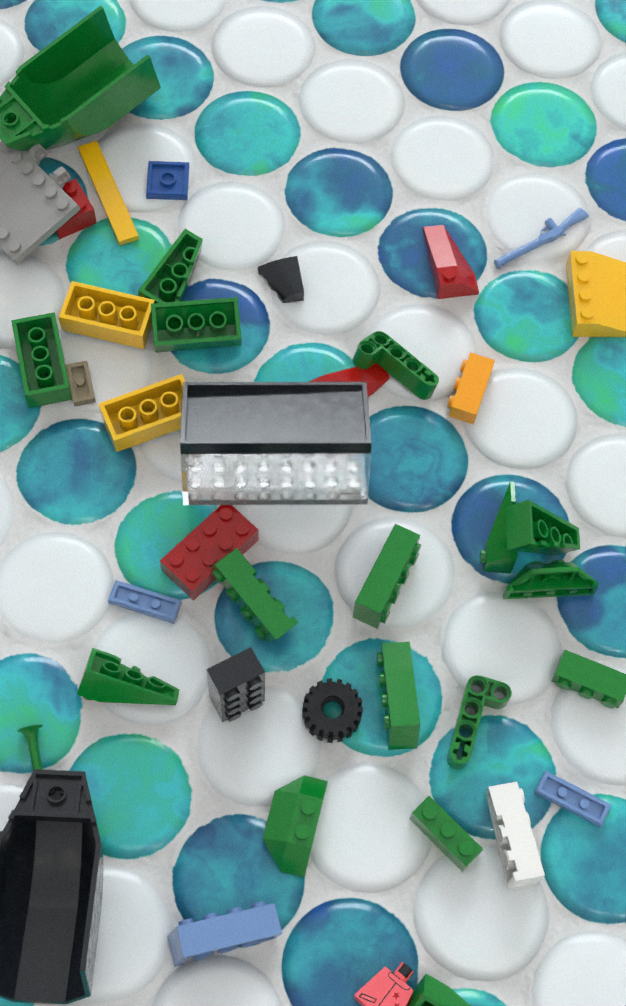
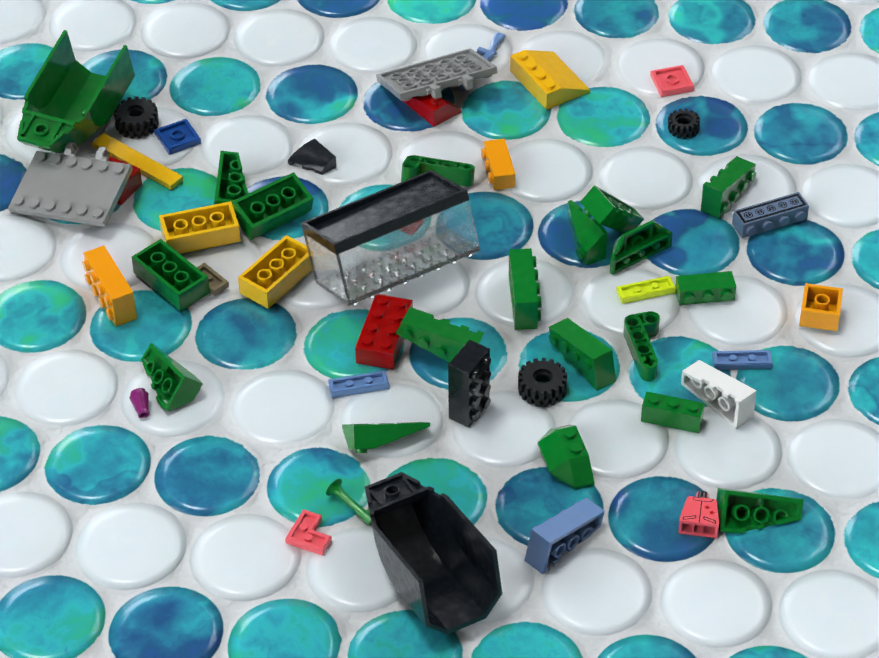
camera: 25 degrees left, 20 degrees down
(139, 148) = (144, 122): none -> black tyre
(476, 237) = (436, 74): none -> light grey hinge
(526, 641) = (645, 289): none -> neon yellow tile

